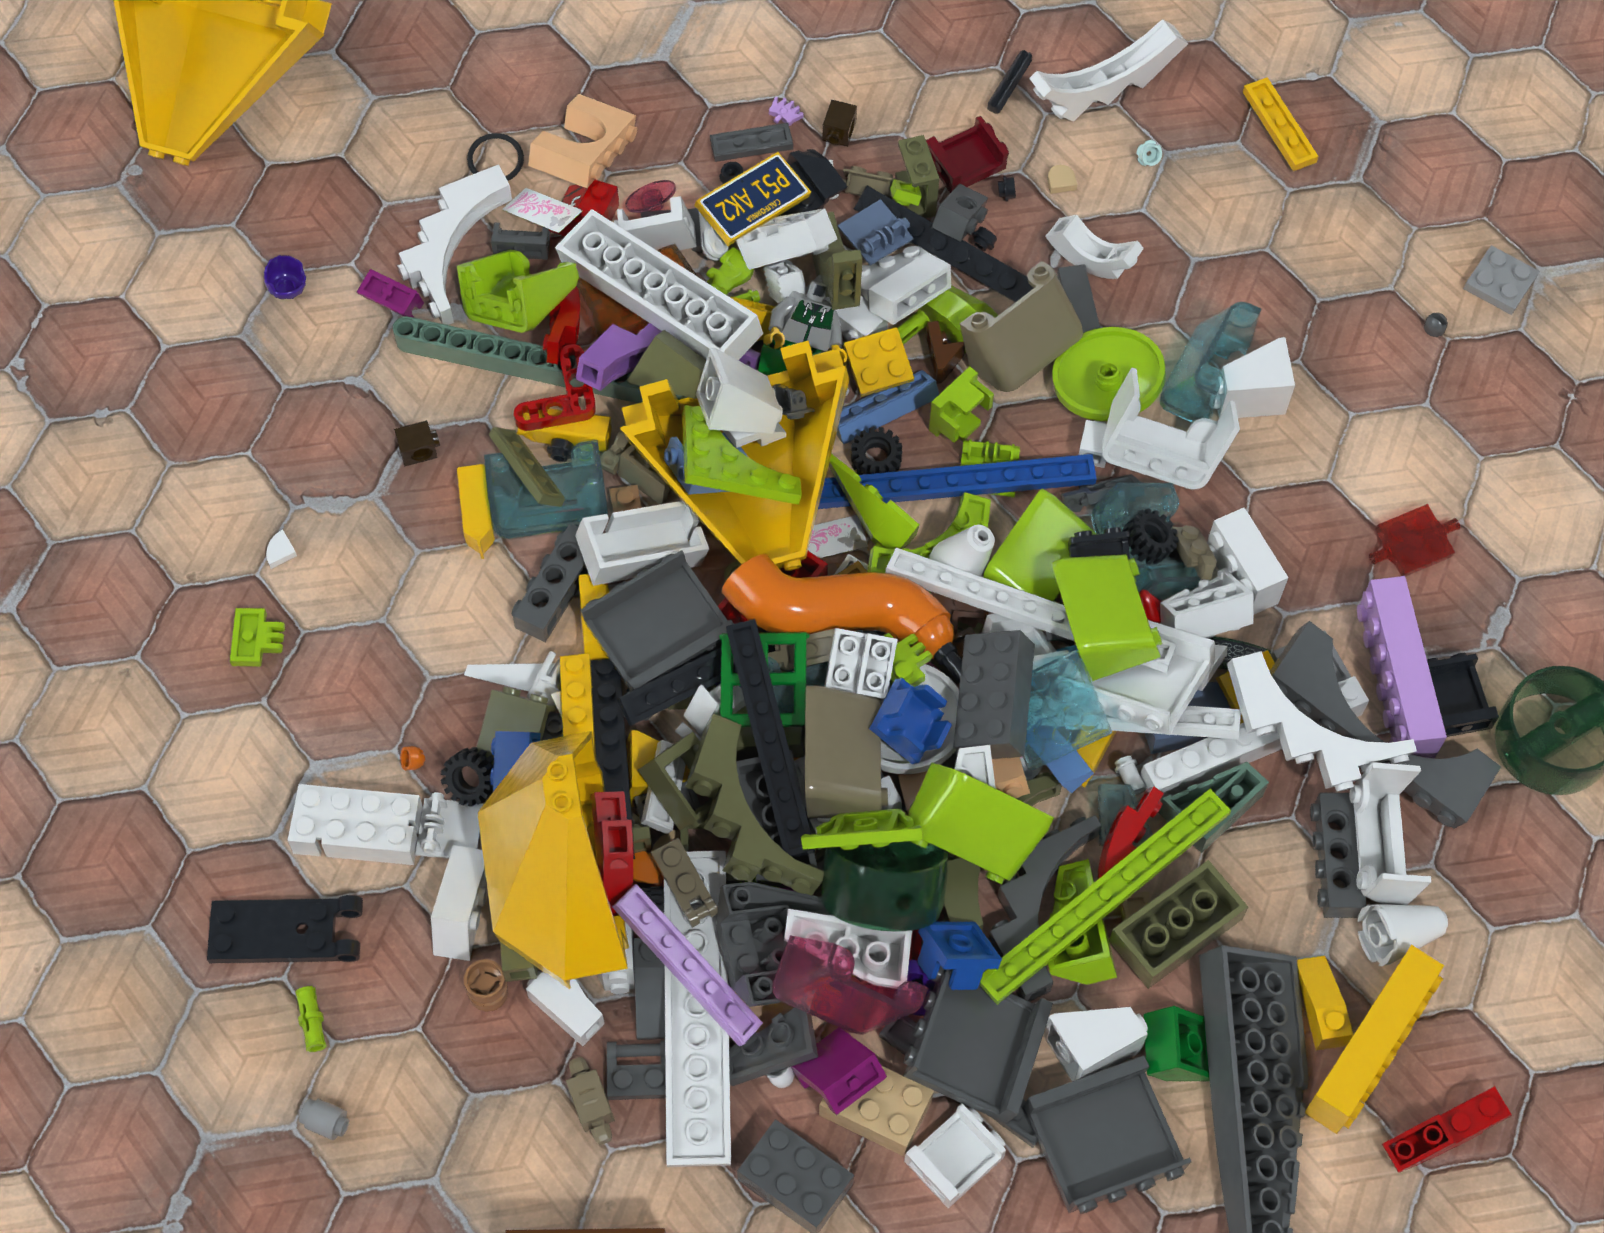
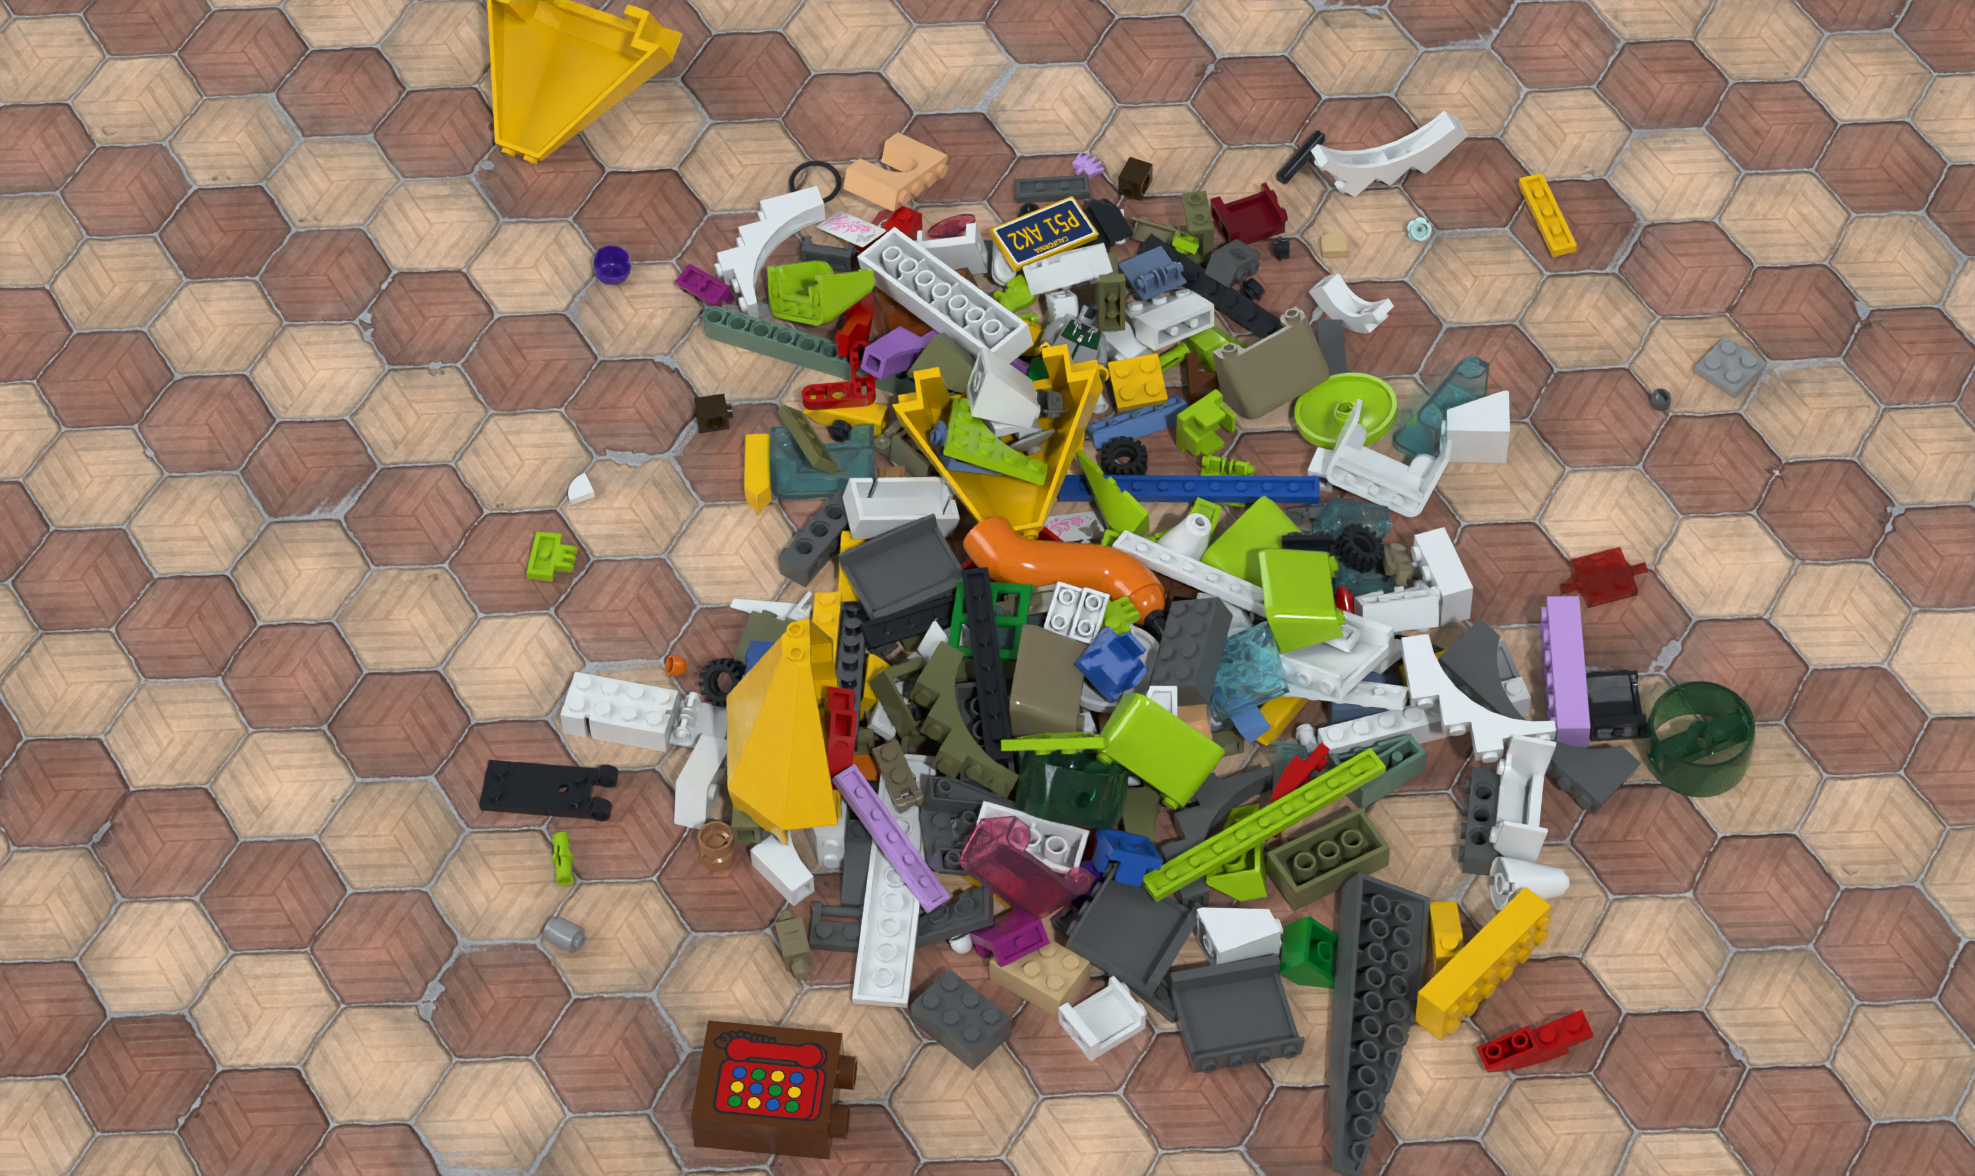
camera: 10 degrees right, 10 degrees down
(778, 450) = (1033, 443): none -> light grey dish

